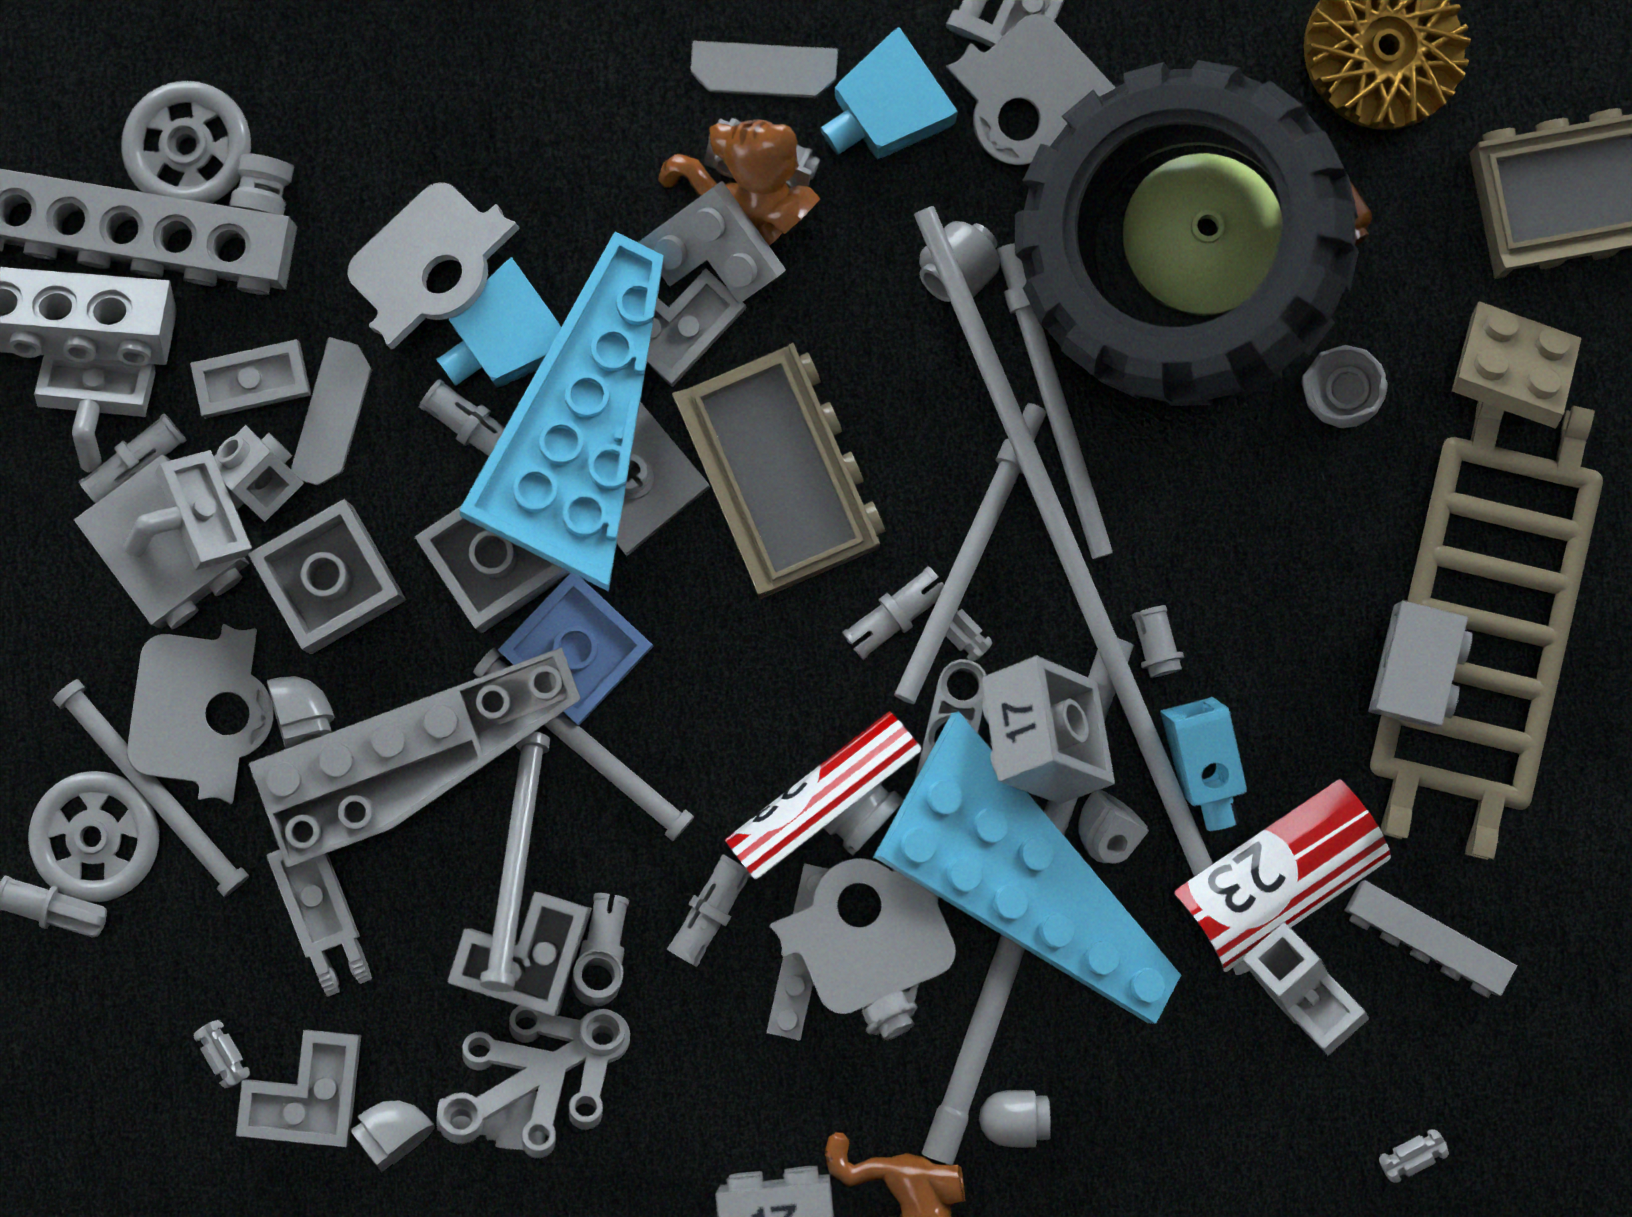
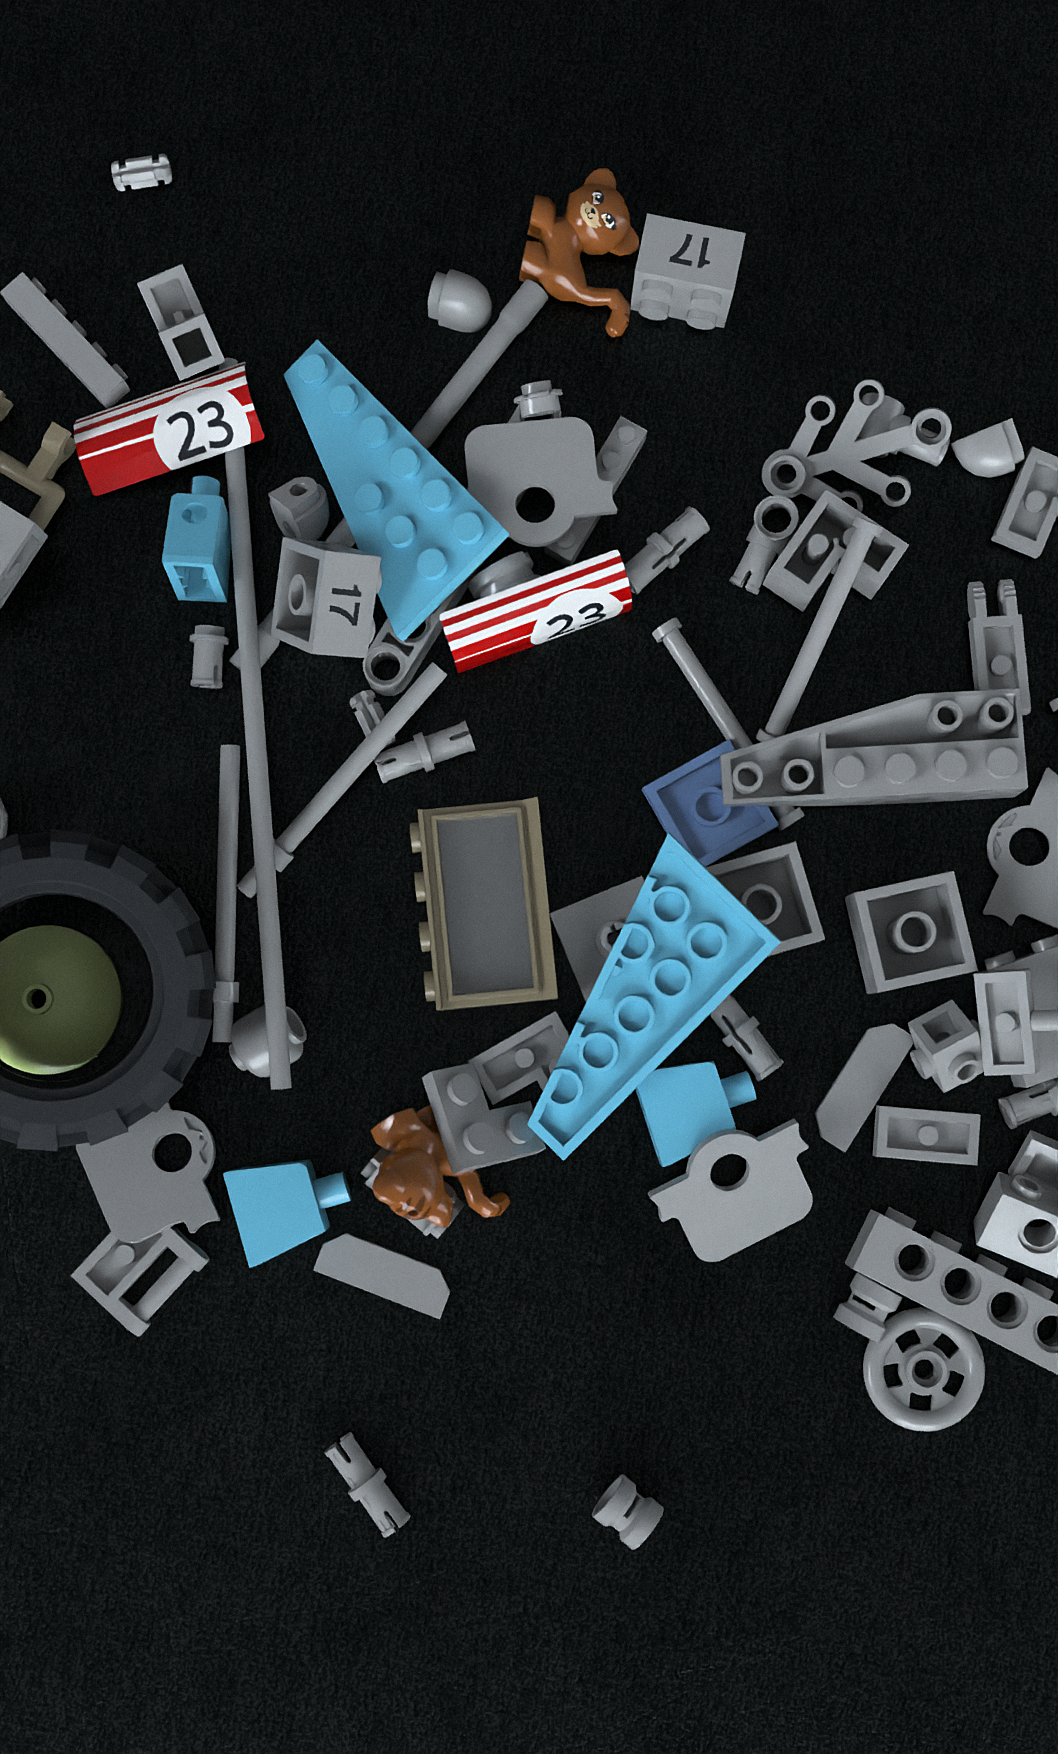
camera: 165 degrees left, 0 degrees up
(300, 710) = (966, 829): light grey piece -> none

